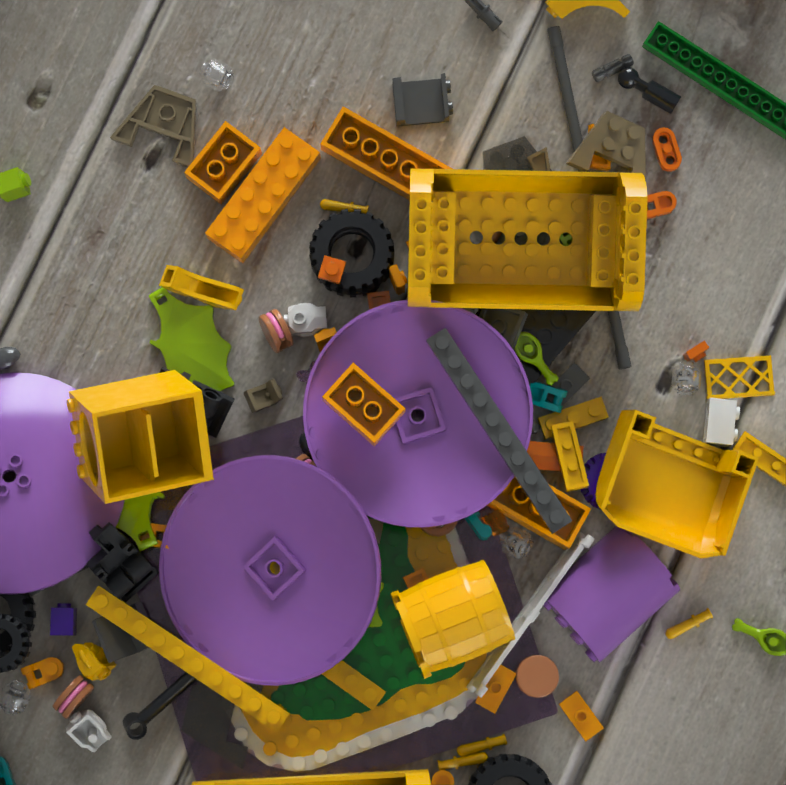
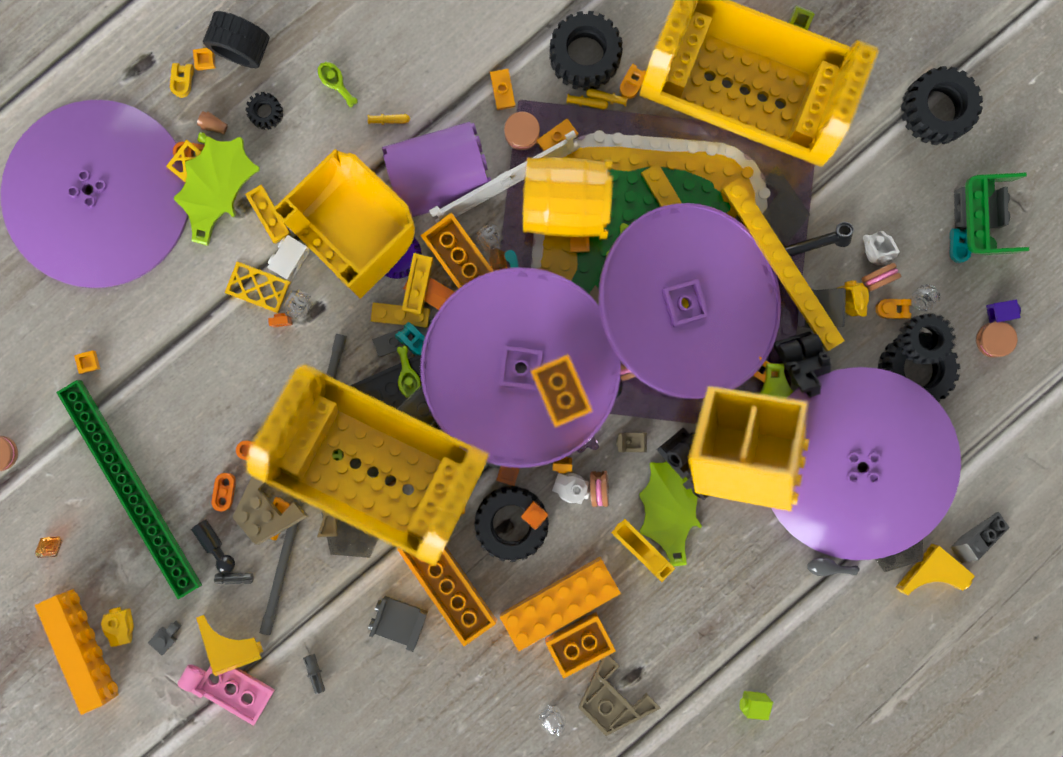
camera: 155 degrees left, 5 degrees up
(63, 620) = (863, 339): dark purple brick -> none
(332, 205) = (507, 569): yellow piece -> none
(397, 279) = (485, 485): light orange plate -> none
(498, 430) = (464, 323): dark grey plate -> none

